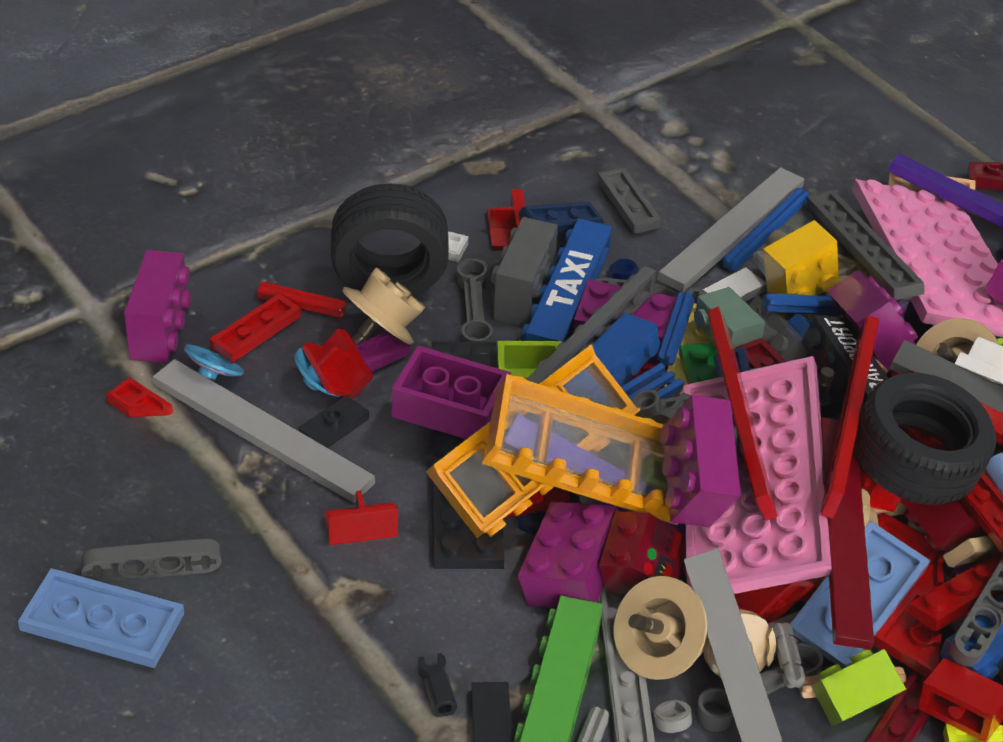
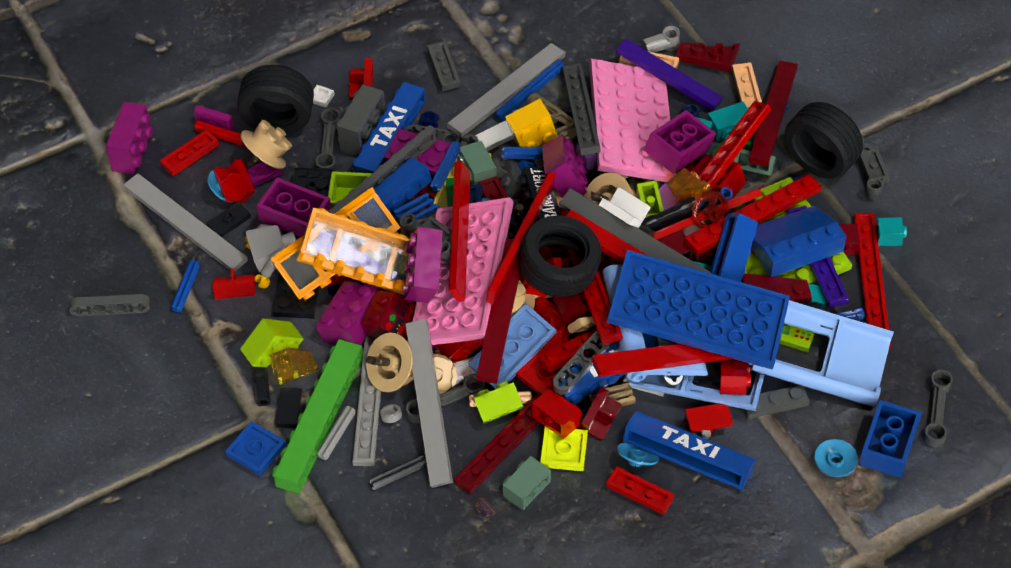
camera: 10 degrees right, 10 degrees up
(101, 617) = (78, 338): medium blue plate -> none
(137, 400) = (113, 200): red tile -> none
(212, 363) = (160, 176): dark azure dish -> none
(276, 526) = (185, 286): none -> blue axle
(288, 275) = (214, 117): none -> magenta plate
(408, 452) = (264, 244): none -> light grey torso
(440, 603) = (270, 338): none -> lime brick
(484, 642) = (292, 364): none -> clear yellow slope
(563, 215) = (394, 78): dark blue tile -> none
(788, 655) = (463, 381): light grey axle -> none
(949, 160) = (667, 40): none -> light grey piece

